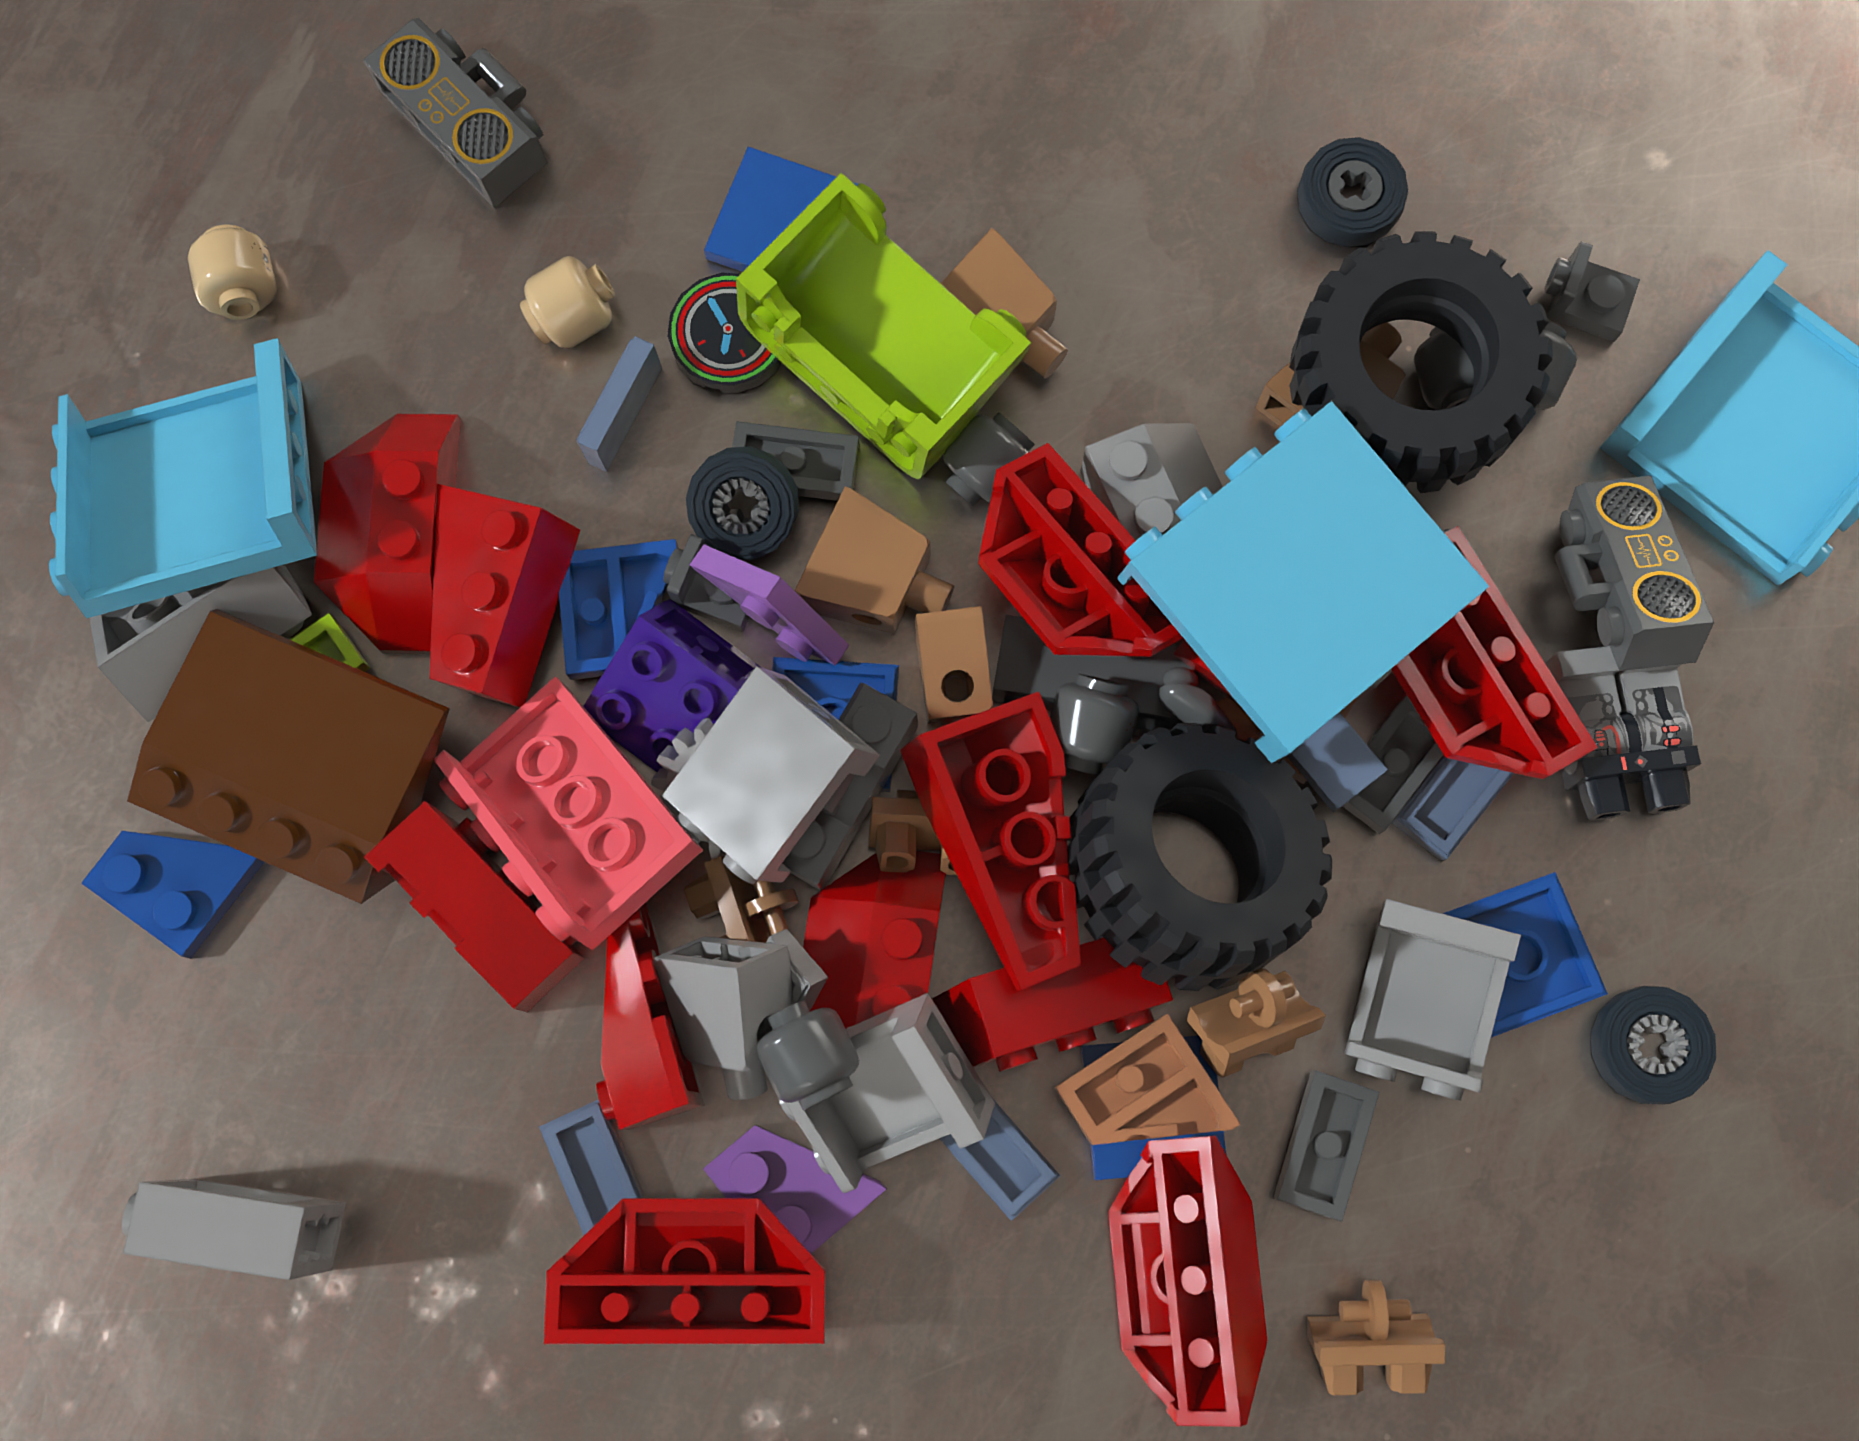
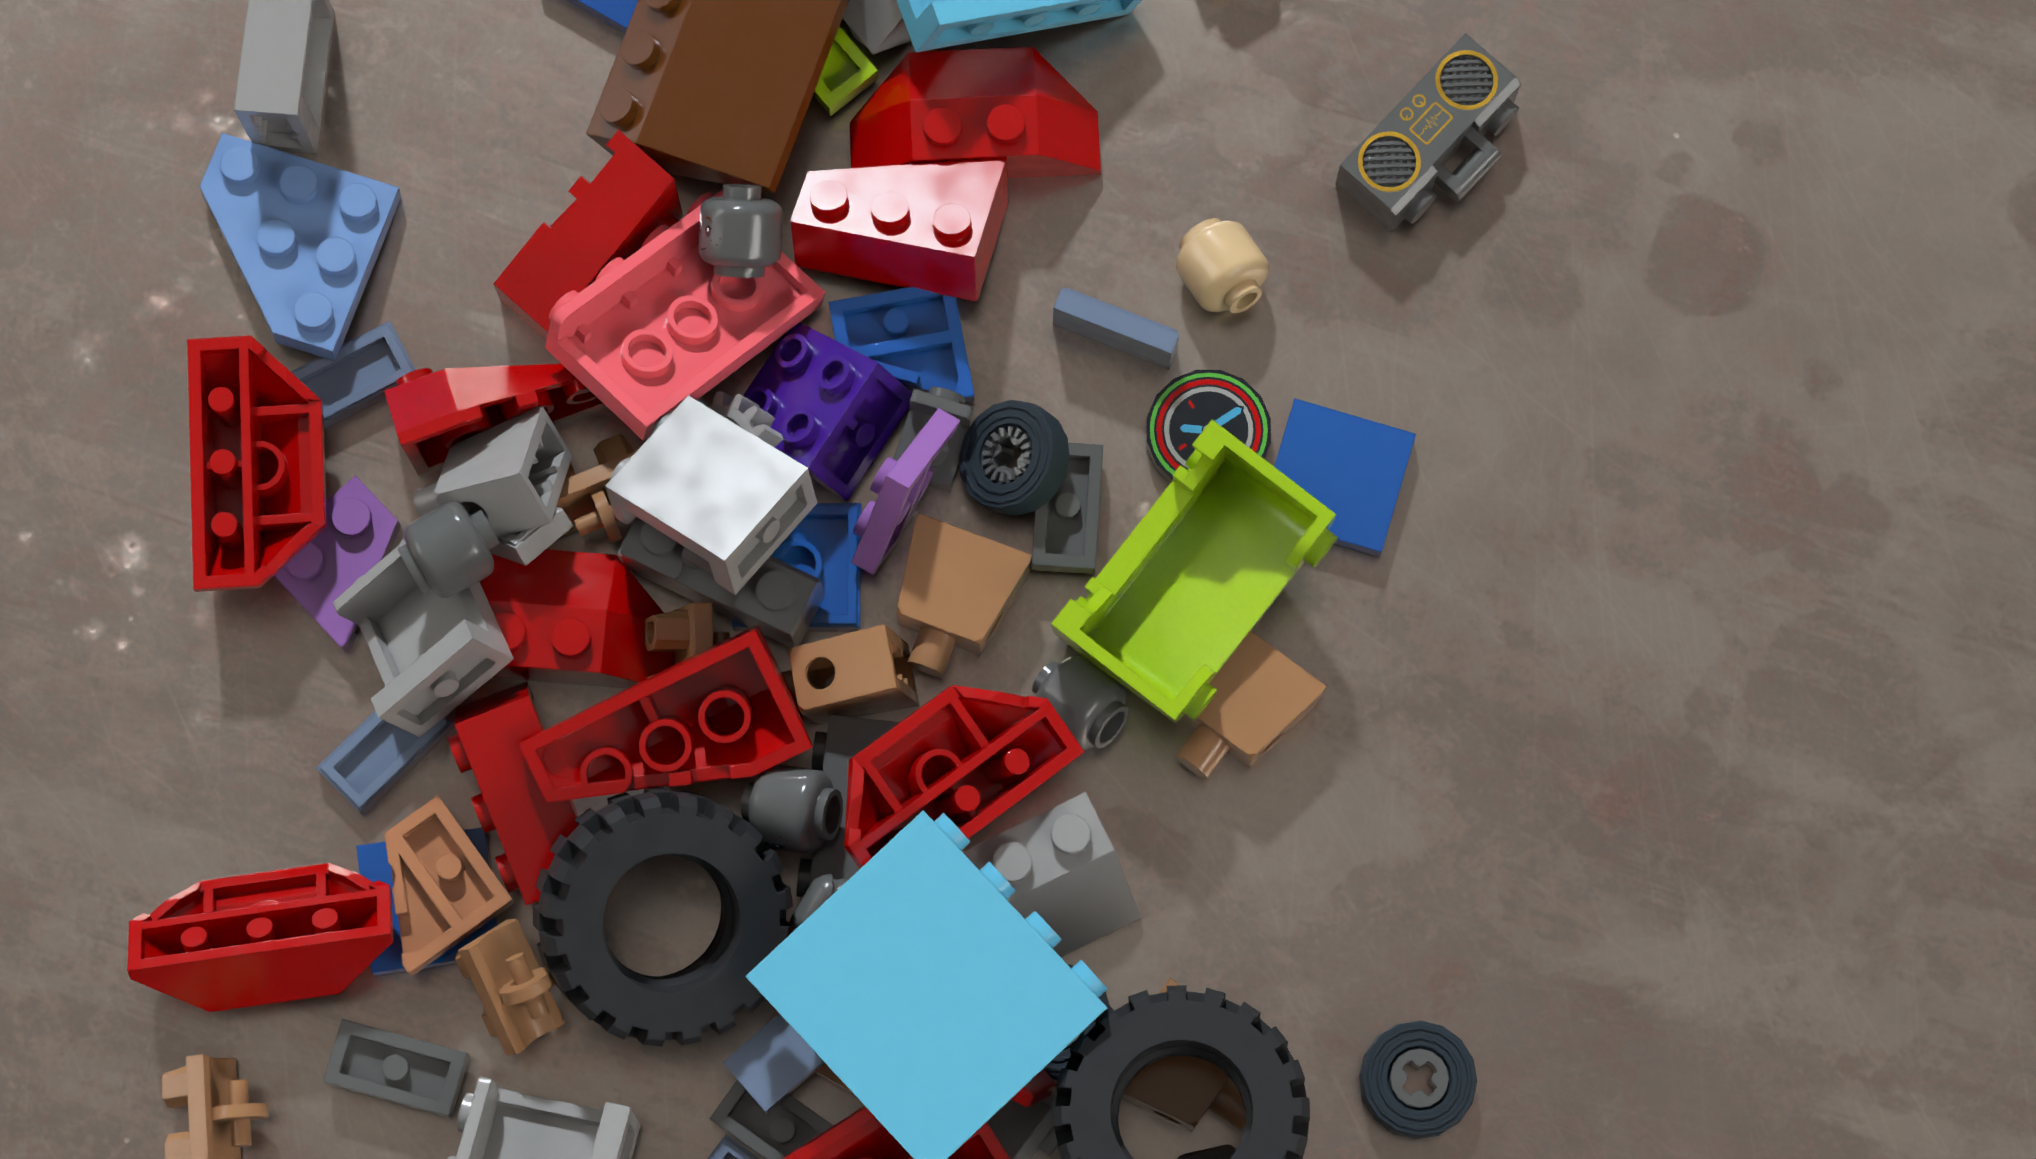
camera: 85 degrees right, 0 degrees up
(436, 1223) = (299, 237): none -> medium blue plate
(487, 744) = (740, 232): none -> dark grey head

